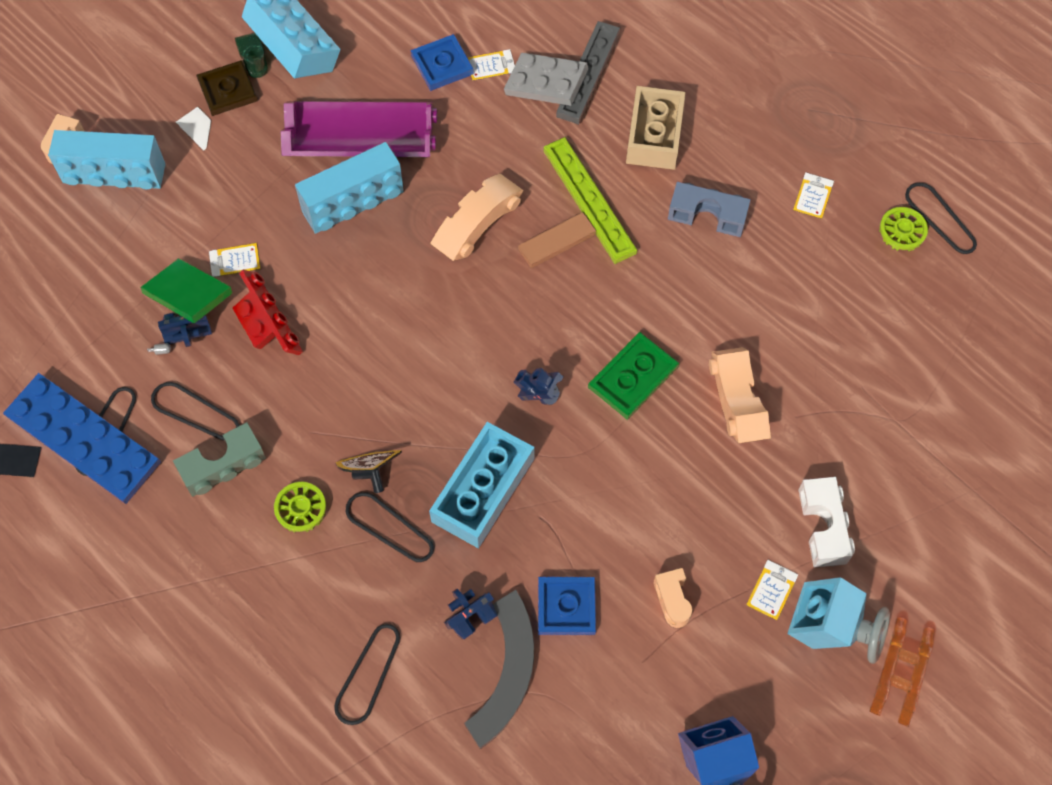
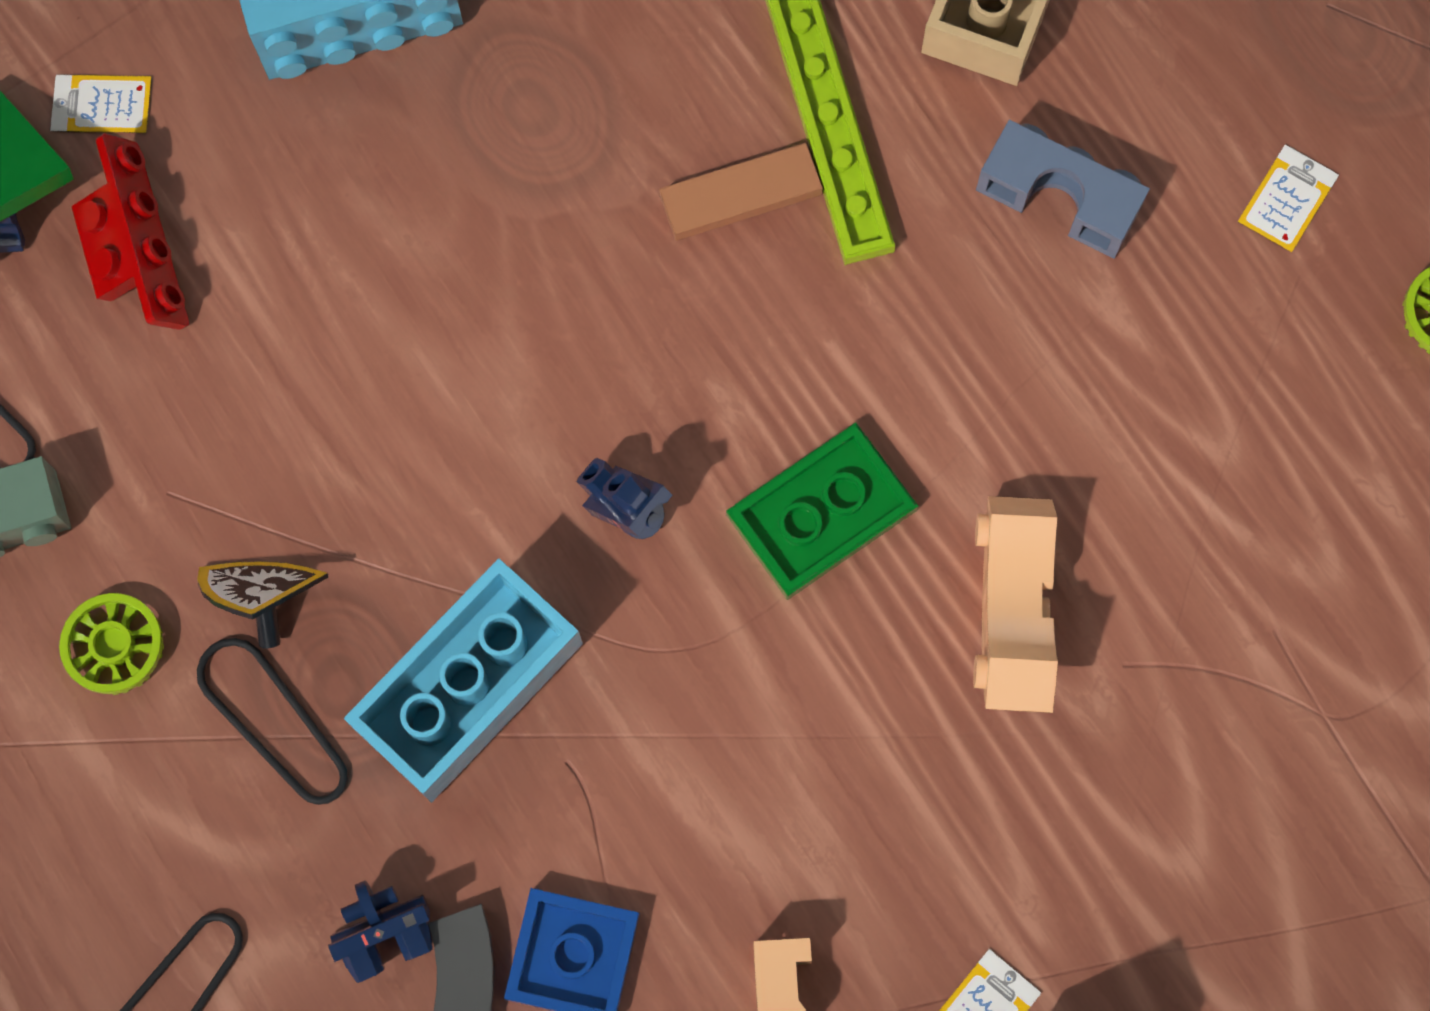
camera: 15 degrees right, 10 degrees up
(476, 214) = (587, 109): light nougat brick -> none
(824, 499) = (1132, 854): white arch -> none

